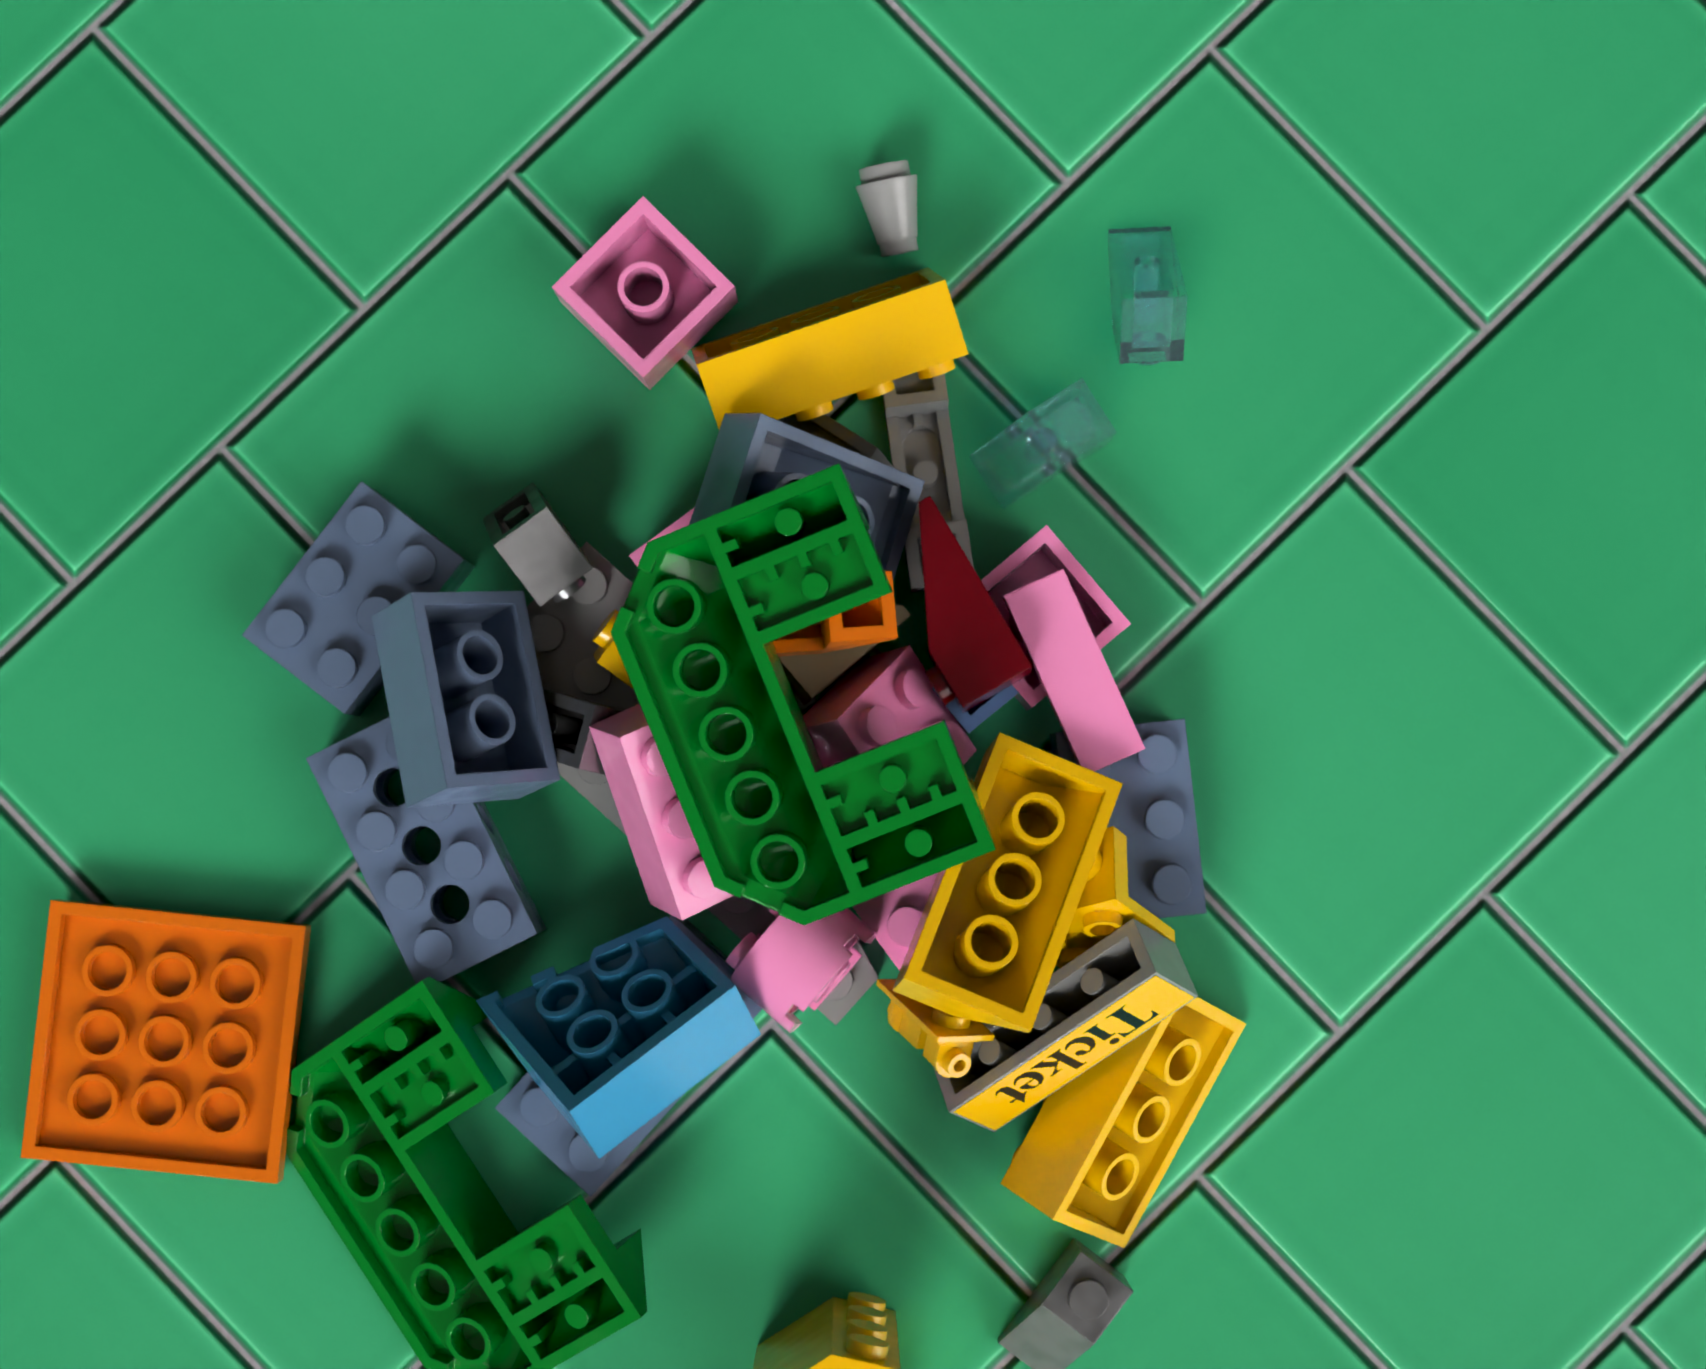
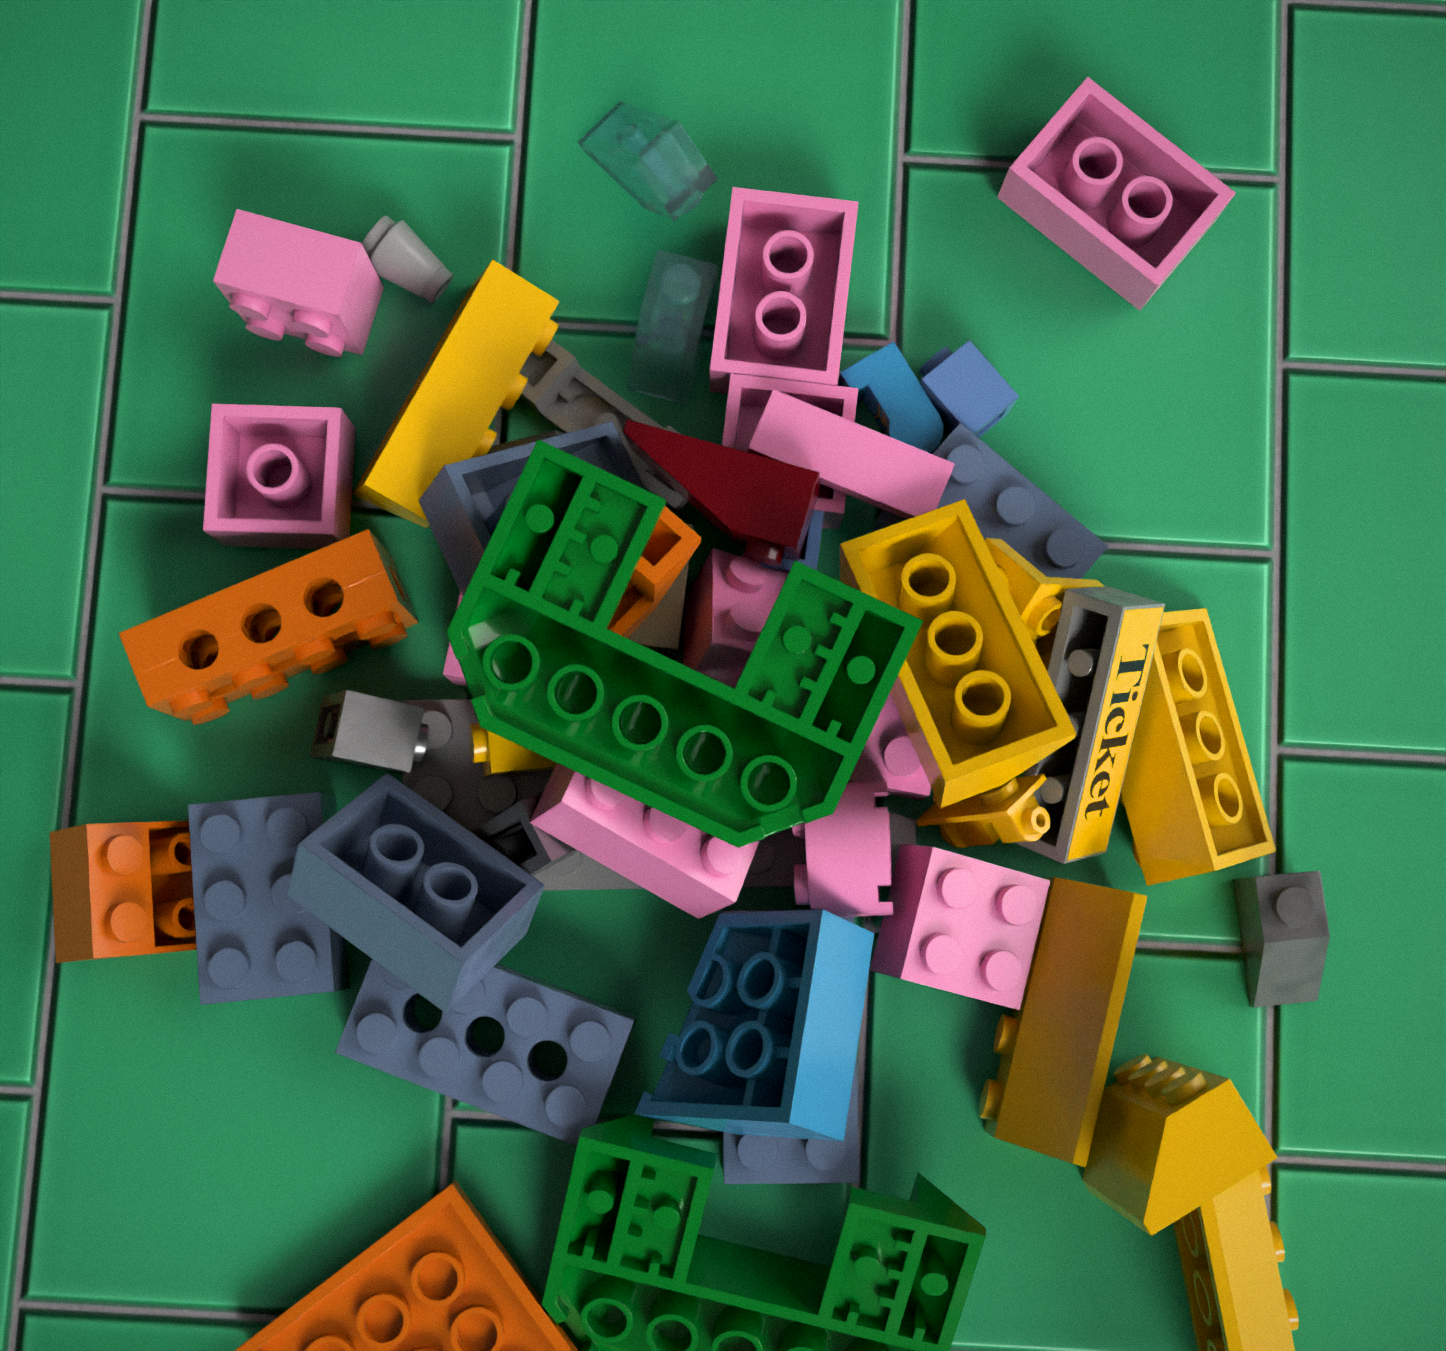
camera: 45 degrees left, 5 degrees down
(260, 498) = (122, 890): none -> orange slope
(450, 361) = (226, 644): none -> orange brick
(791, 157) = (299, 284): none -> bright pink brick
(835, 1085) = (960, 925): none -> bright pink brick
(846, 1218) = (1067, 1022): none -> yellow slope
(1148, 495) = (783, 288): none -> bright pink brick
(1158, 657) = (895, 398): none -> dark azure leg
(1216, 695) = (966, 389): none -> medium blue brick
(1474, 650) = (1114, 193): none -> bright pink brick

